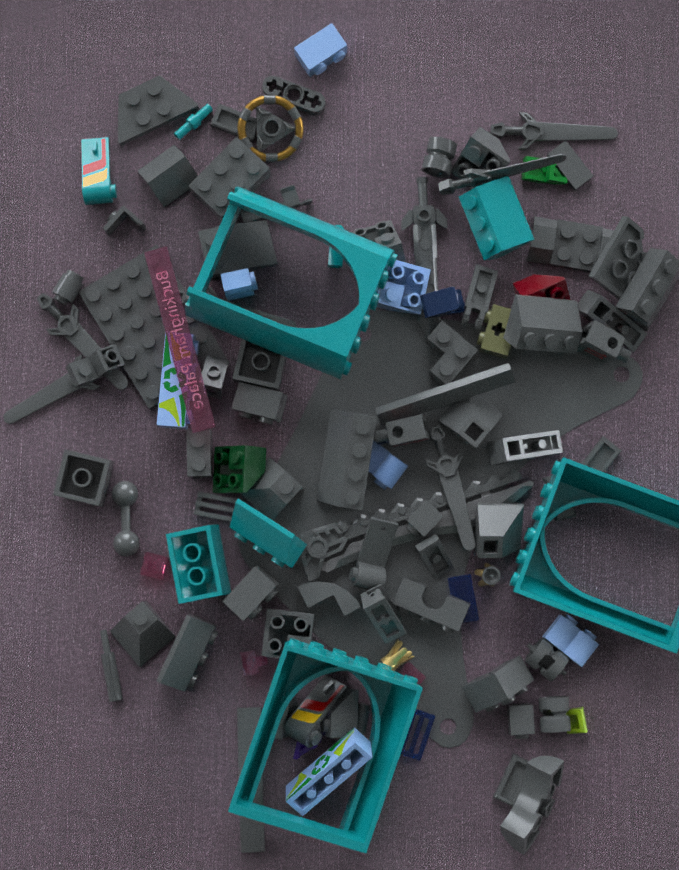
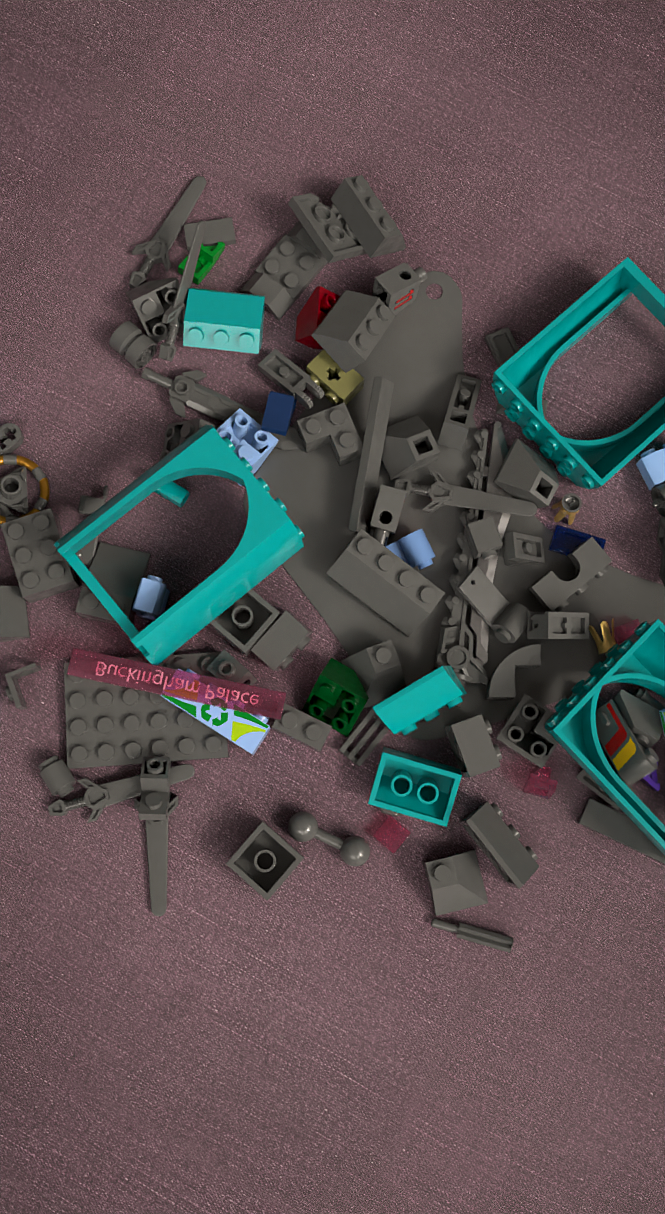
camera: 70 degrees left, 5 degrees down
(596, 307) = (361, 273): dark grey slope -> none

